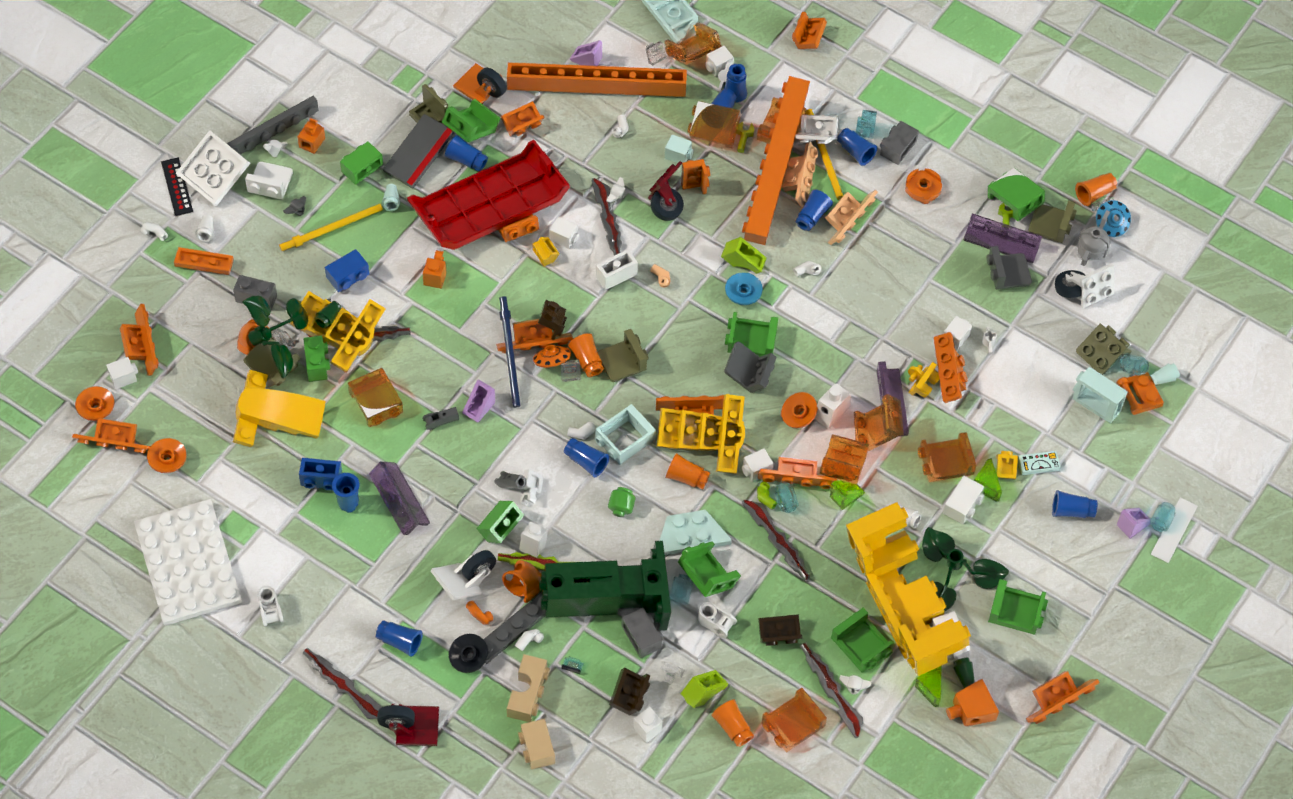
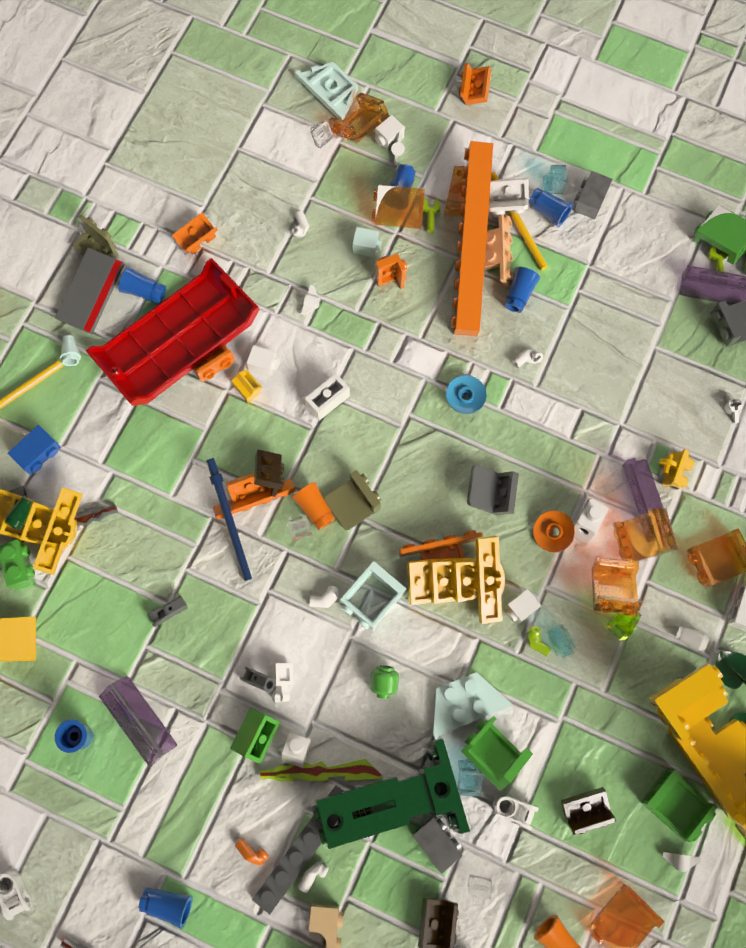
camera: 10 degrees left, 15 degrees up
(318, 473) = (43, 712): blue brick -> none
(361, 162) = (29, 315): bright green brick -> none
(376, 397) = (90, 601): clear orange panel -> none
(435, 271) = (131, 432): orange brick -> none
(462, 647) = (241, 919): black dish -> none
(463, 579) = (219, 817): white plate -> none
(471, 122) = (140, 248): bright green panel -> none
(480, 401) = (206, 585): lavender slope -> none
(481, 83) = (143, 201): plate -> none
(529, 576) = (299, 805): orange piece -> none
(551, 356) = (276, 514): orange dish -> none
(573, 665) = (367, 897): clear light blue piece -> none
(587, 456) = (335, 632): blue plant -> none
(588, 54) = (251, 148): lavender slope -> none
(596, 79) = (265, 175): orange brick -> none
(608, 218) = (307, 334): dark grey sword -> none
(663, 275) = (377, 392): light nougat arm -> none
(665, 201) = (364, 306): plate -> none
(687, 472) = (449, 631): orange plant -> none
(703, 688) = (520, 904): lime arch -> none
(737, 81) = (413, 153): blue plant -> none
(742, 254) = (458, 354): lime arch -> none
(753, 334) = (486, 448): bright green panel -> none
(778, 539) = (560, 690): flat silver sword -> none
(797, 472) = (564, 607): orange bracket -> none
(832, 689) = (657, 870): flat silver sword -> none
(845, 213) = (556, 286): light nougat bracket -> none
(923, 194) = (620, 246): orange plate -> none
(950, 368) = (702, 452): orange bracket -> none
(960, 329) = (699, 406): white brick -> none

